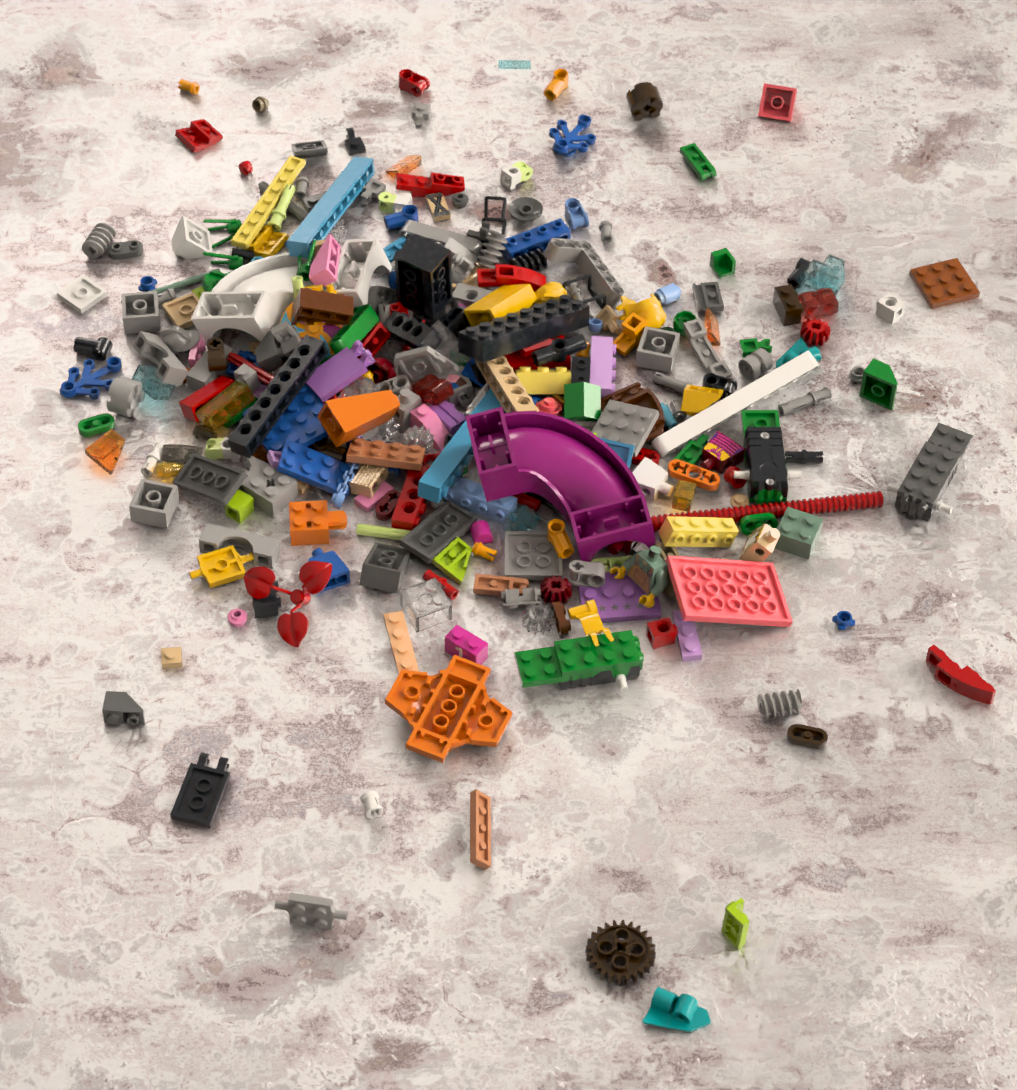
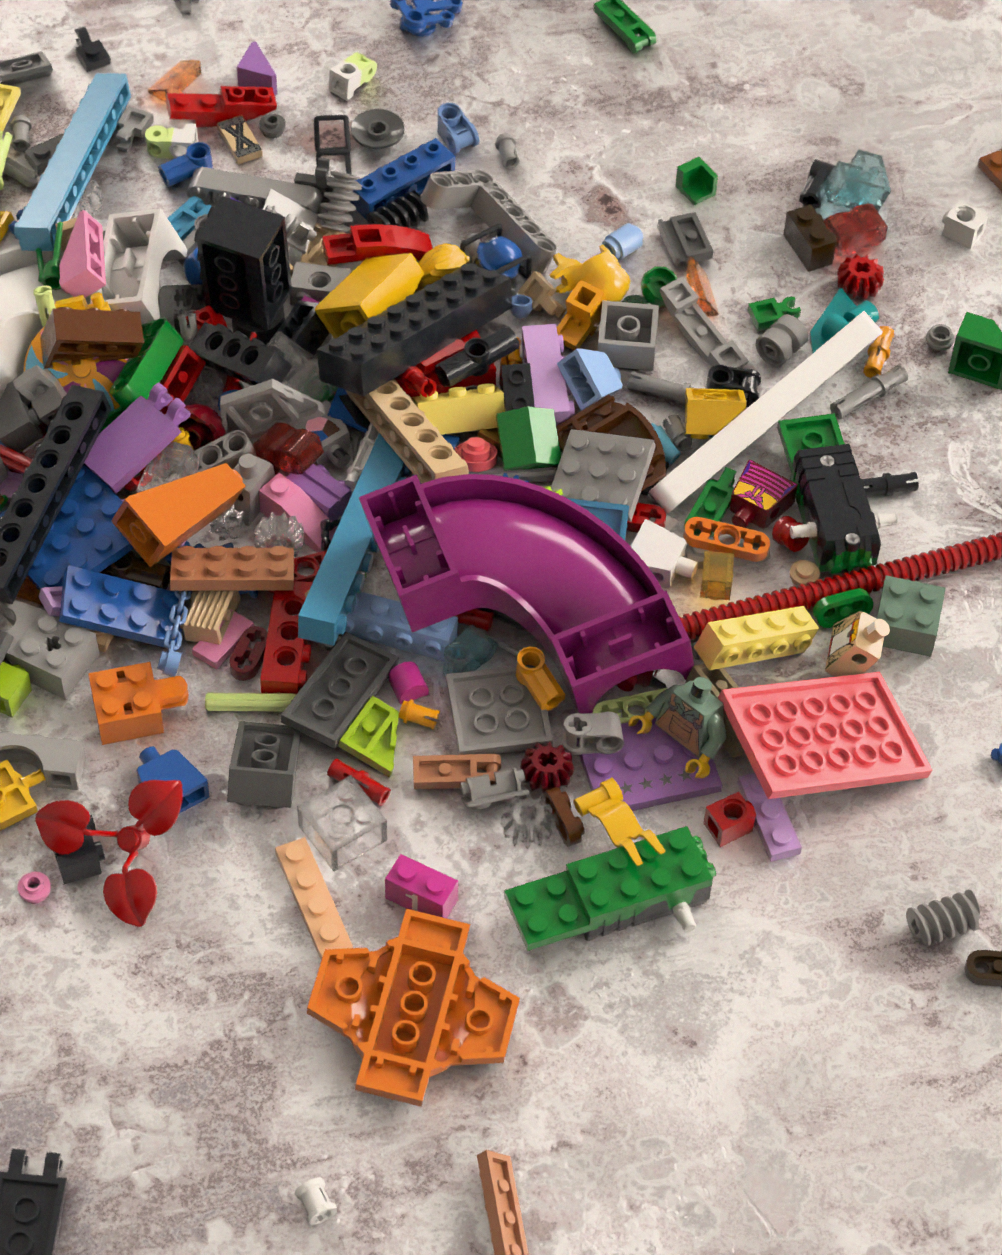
camera: 10 degrees left, 5 degrees up
(455, 165) = (255, 69): none -> medium lavender slope
(518, 359) = (416, 380): none -> red pin
(585, 291) = (498, 253): none -> blue helmet
(628, 369) = (589, 376): none -> light blue torso
(816, 378) = (875, 363): none -> light orange pin

